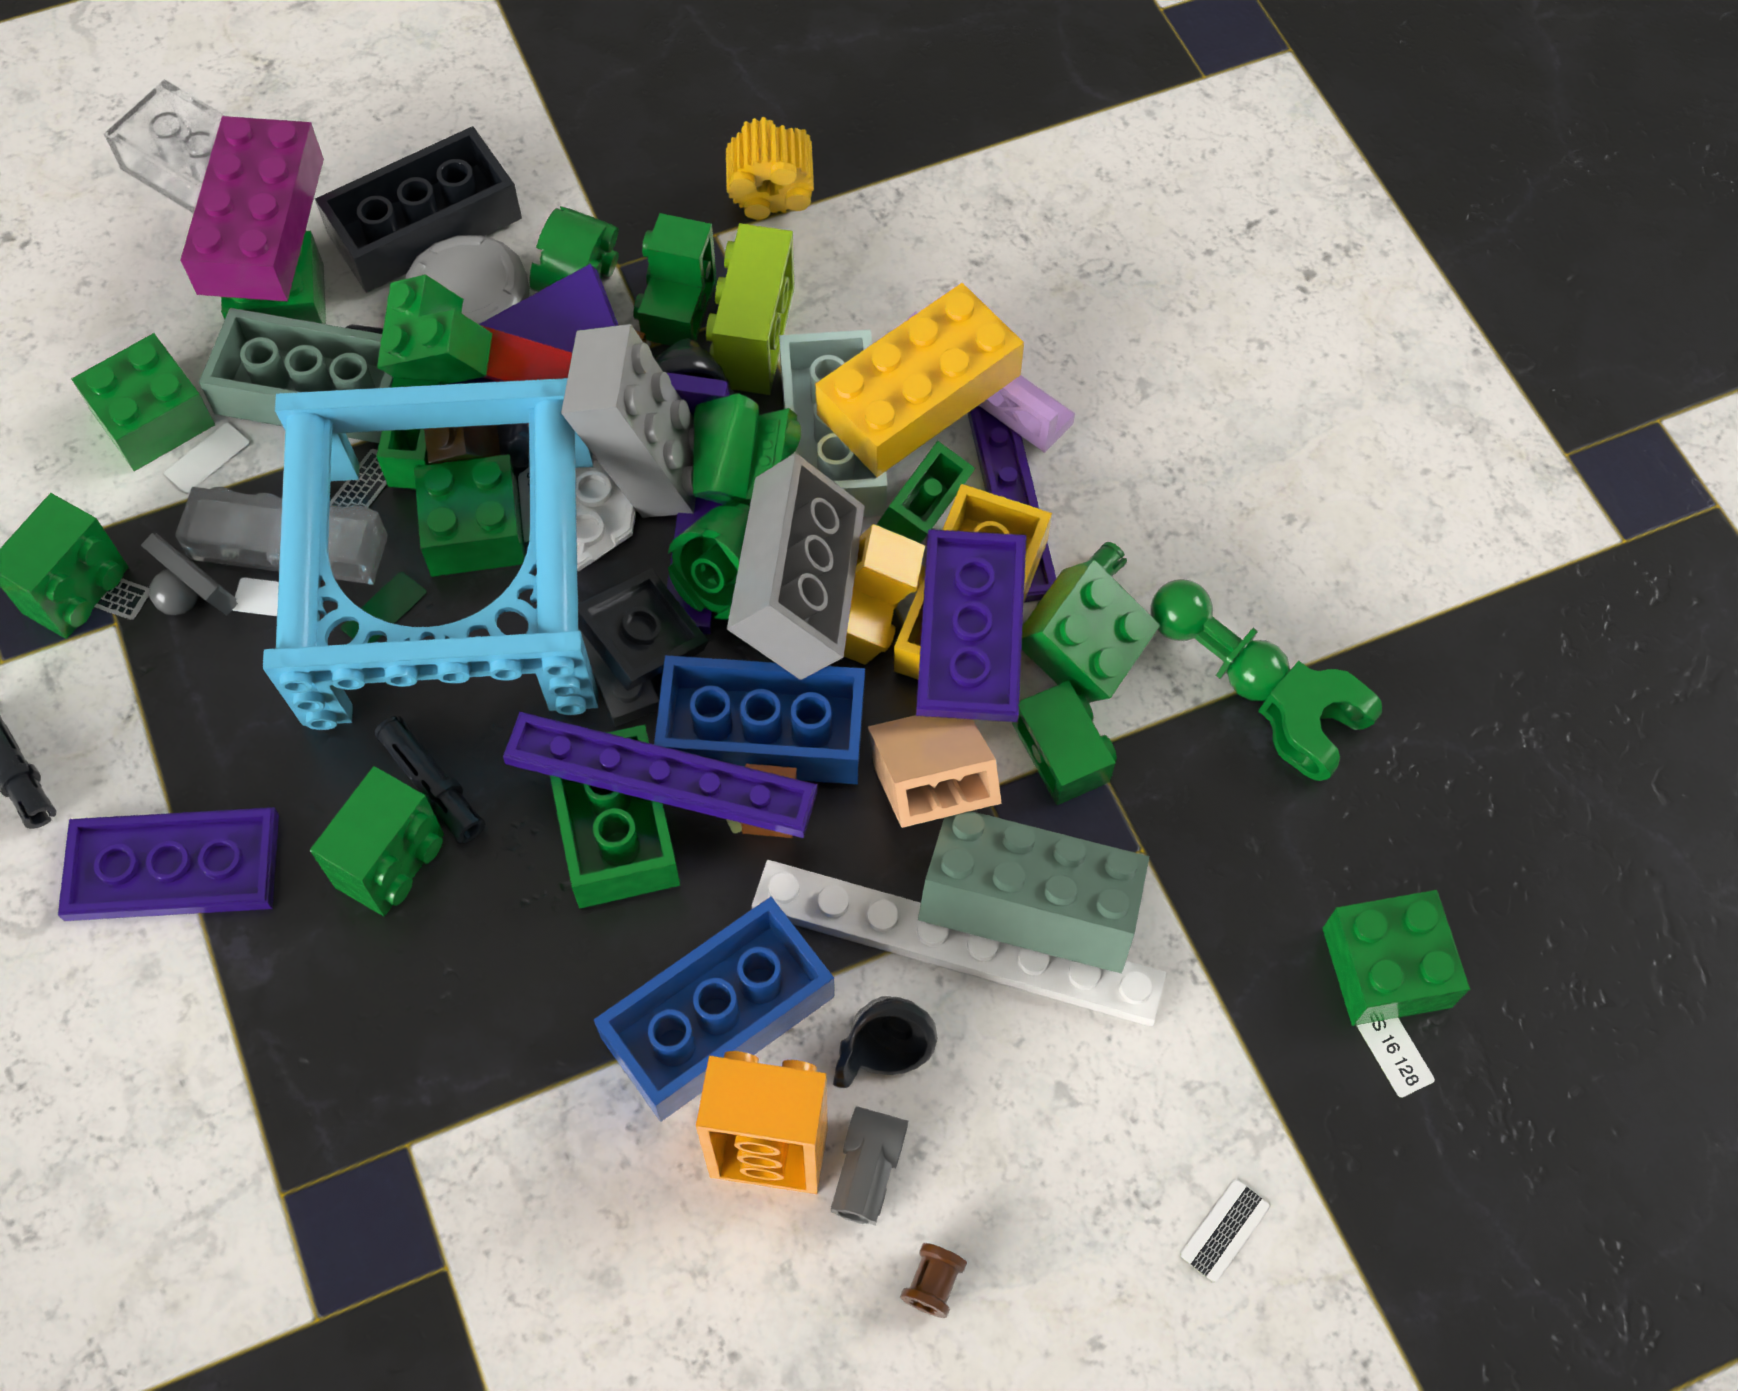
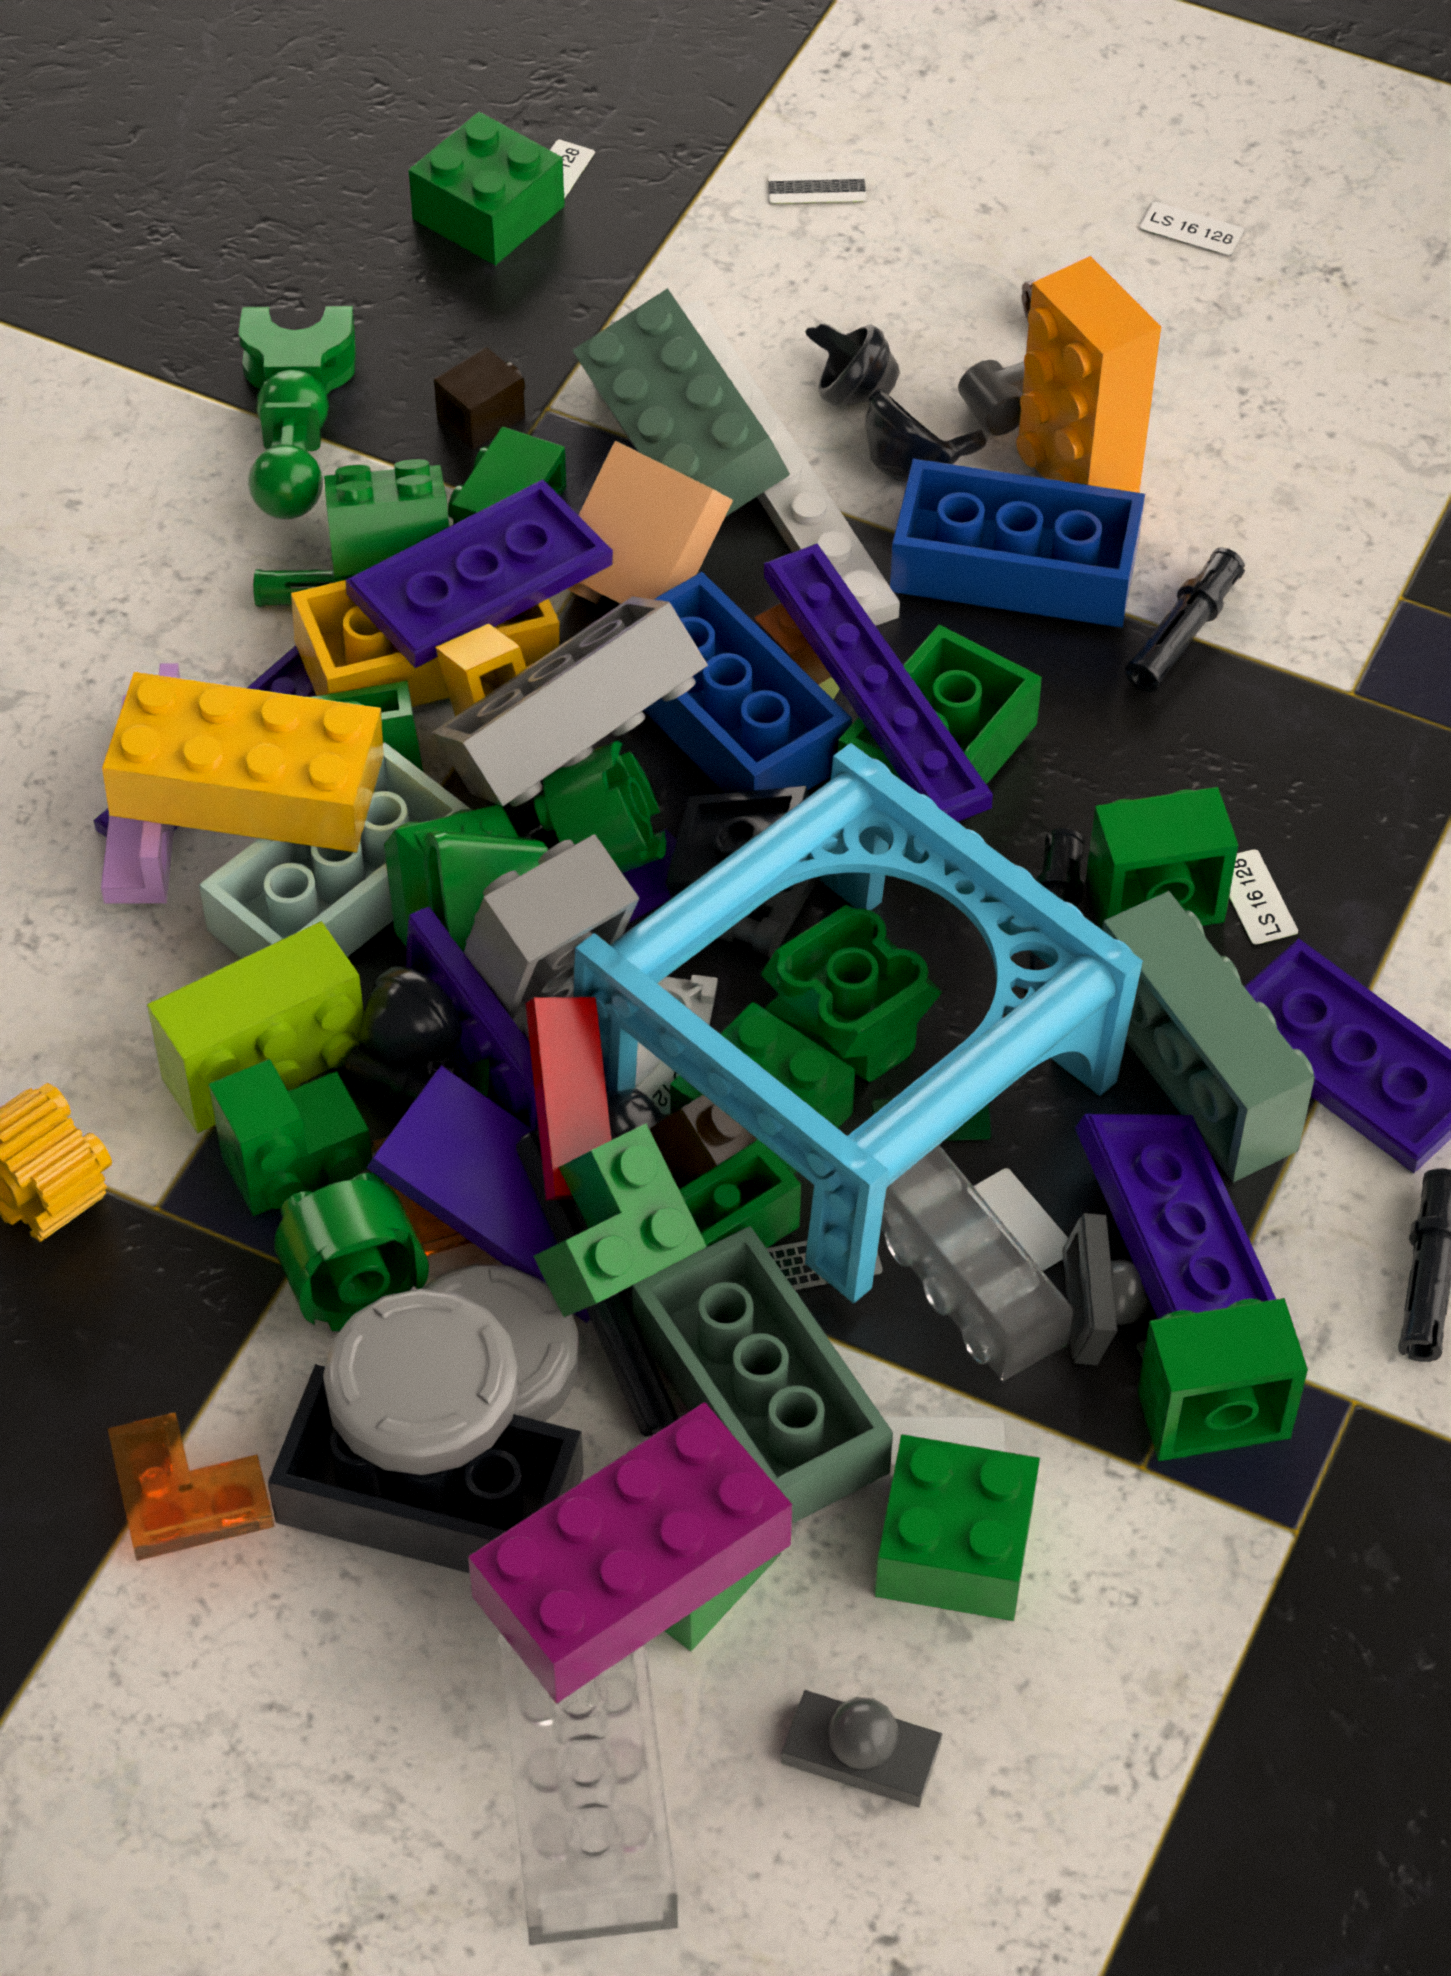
camera: 130 degrees left, 10 degrees down
(104, 291) = (862, 1746): none -> dark grey tile
(168, 648) = (1173, 1211): none -> dark purple tile
(246, 750) = (1212, 1041): none -> sand green brick
(330, 922) = (1259, 900): none -> white sticker
(441, 197) = (421, 1381): none -> light grey piece
(466, 581) = (852, 990): none -> green piece
(537, 122) = (179, 1507): none -> clear orange plate
(572, 1137) = (1197, 603): none -> black pin
(987, 1065) = (855, 365): none -> black hat
(1173, 793) = (480, 397): none -> dark brown brick

